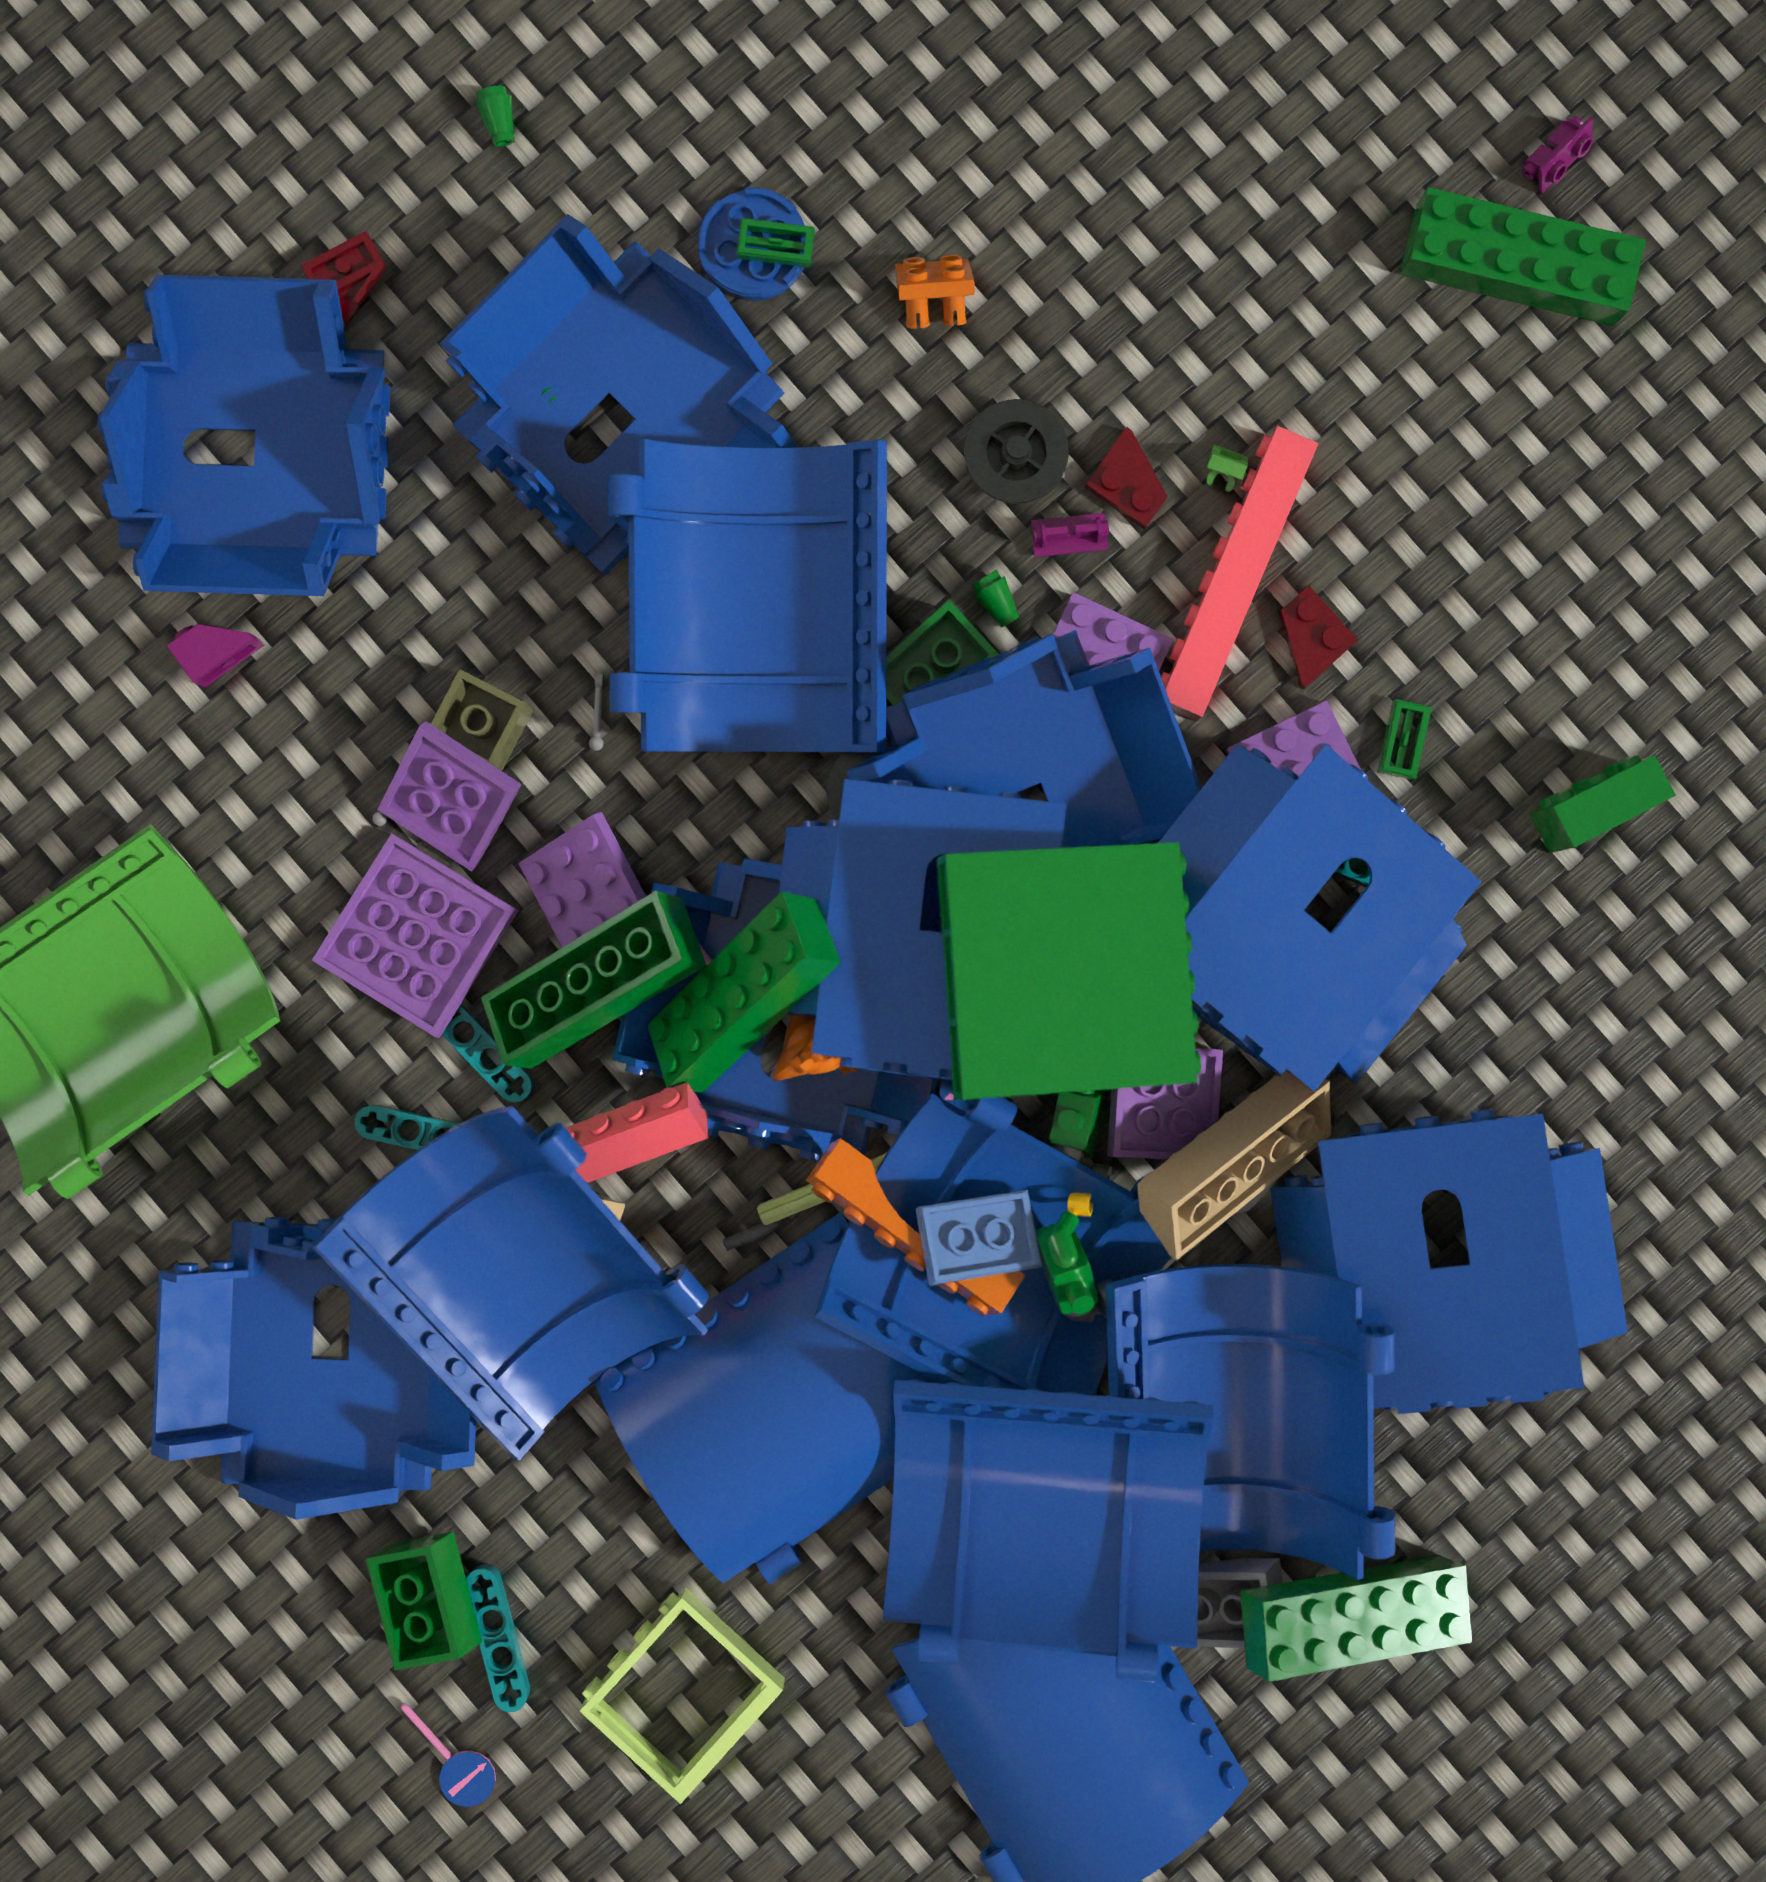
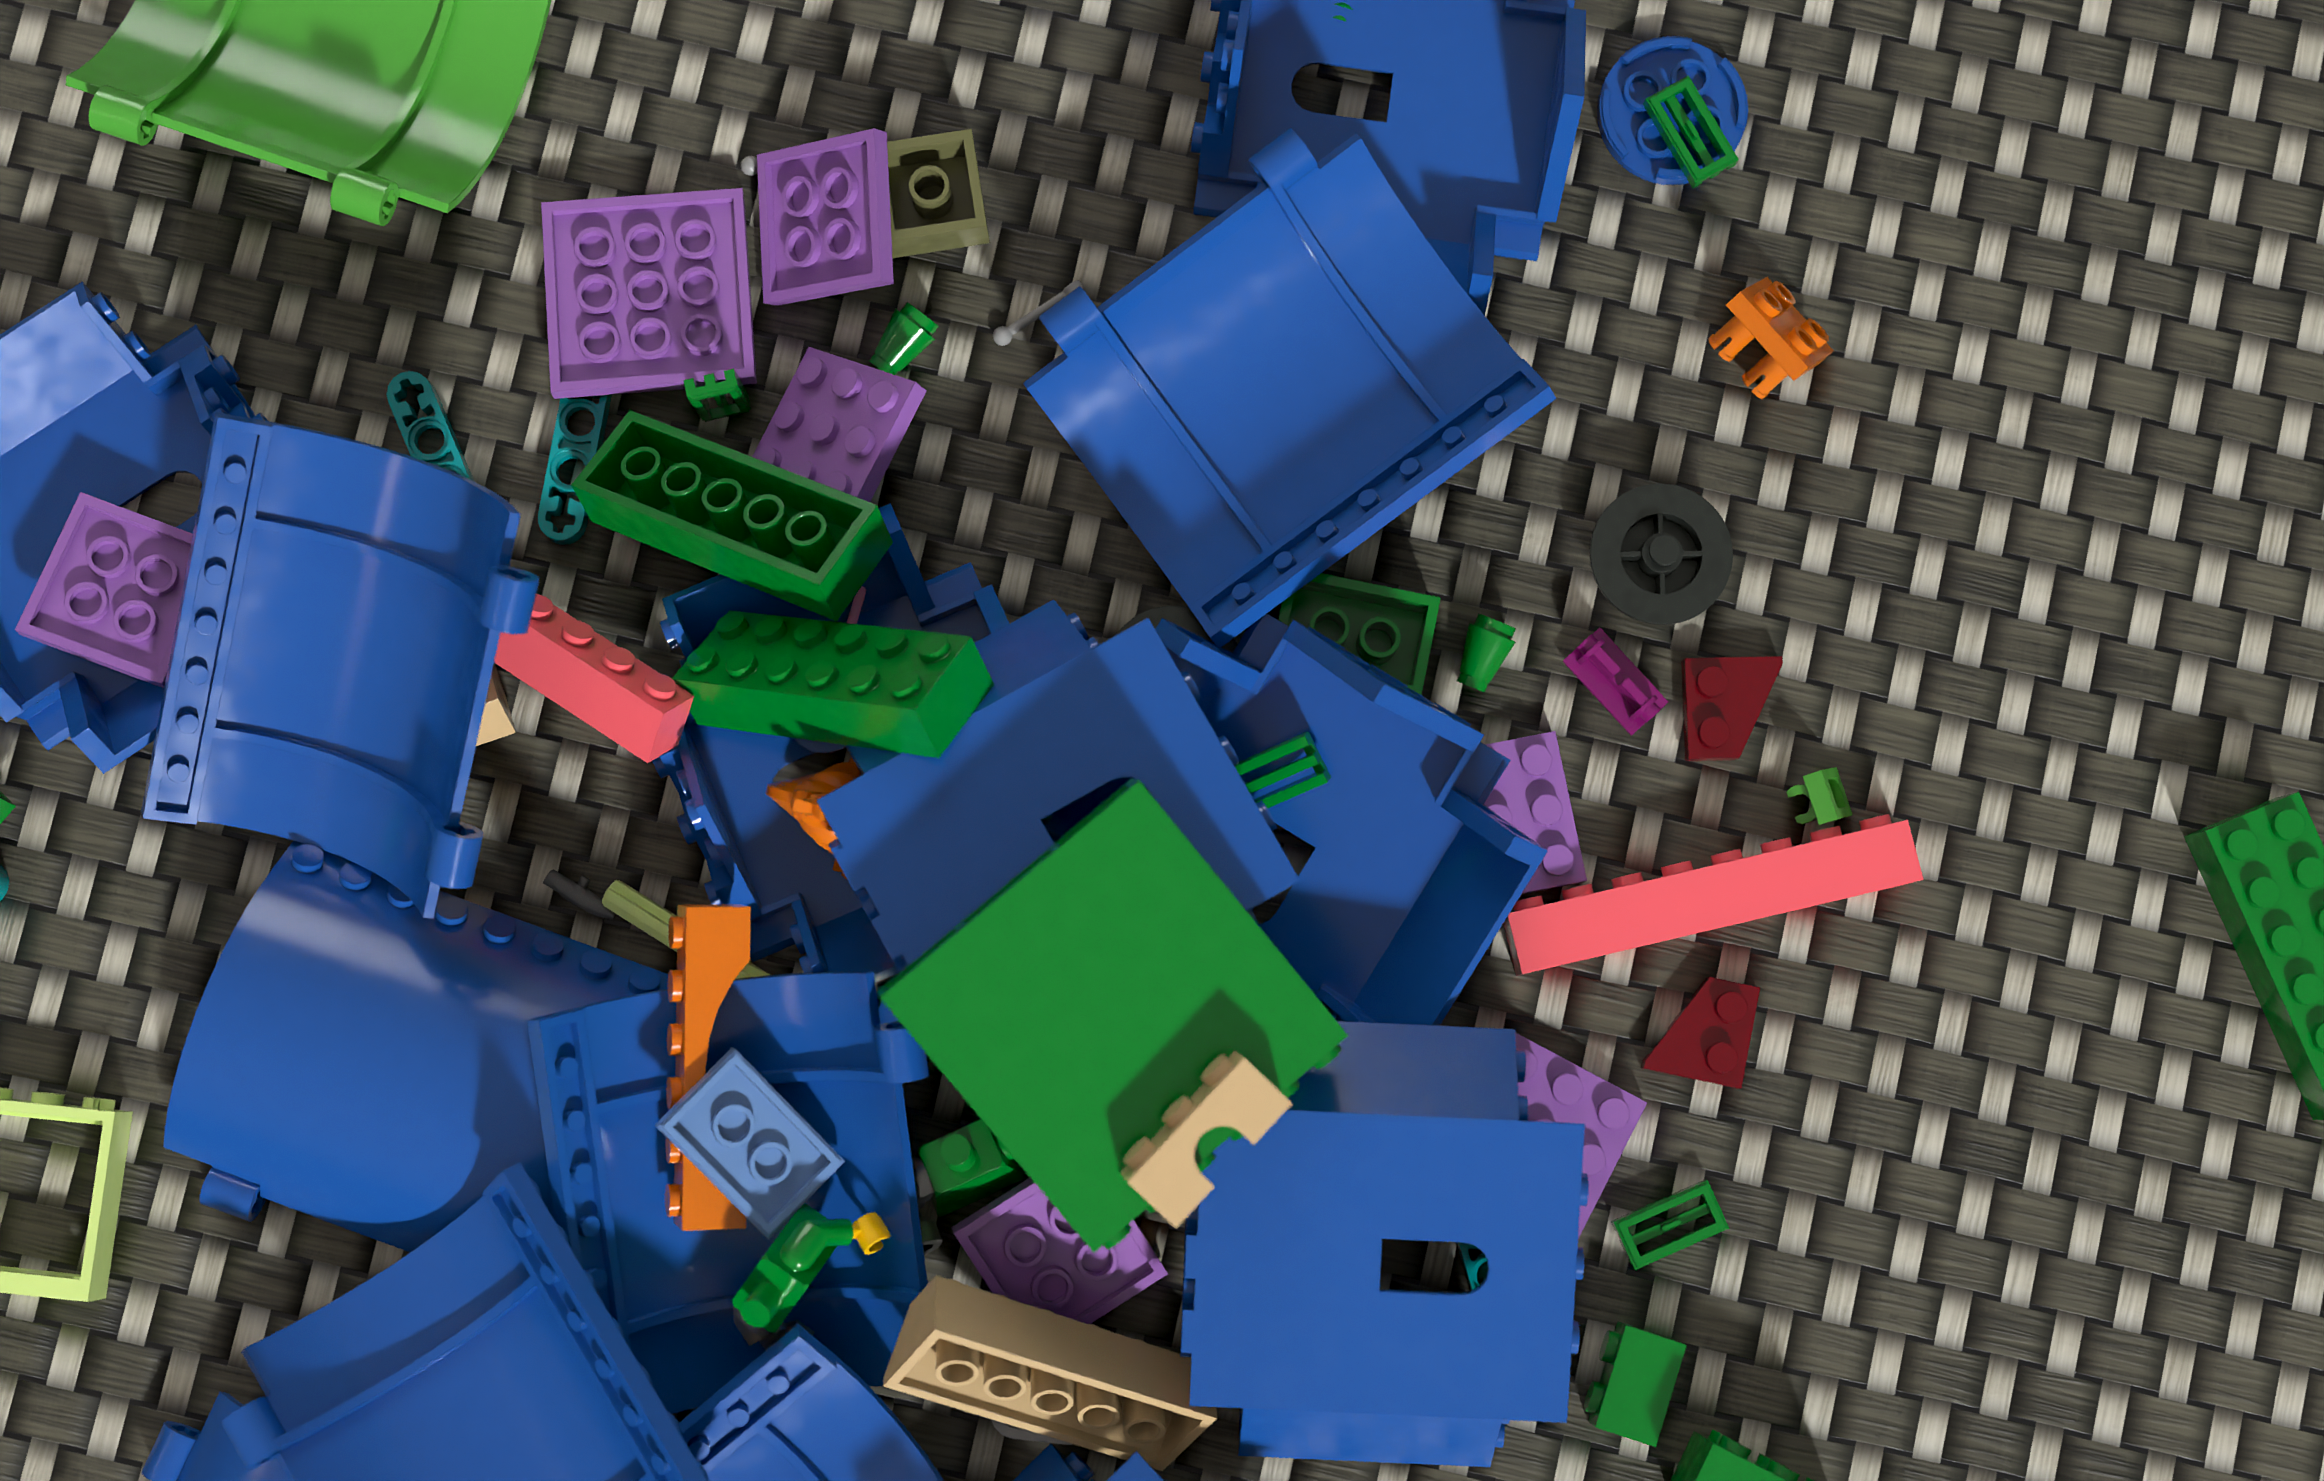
camera: 50 degrees right, 5 degrees down
(365, 1382) = (111, 590): none -> medium lavender plate
(509, 937) = (719, 391): none -> green tile
(556, 804) = (903, 339): none -> green cone
(1000, 768) = (1295, 788): none -> green tile
(1167, 938) = (1165, 1166): none -> tan arch
(1480, 827) = (1634, 1383): none -> green brick

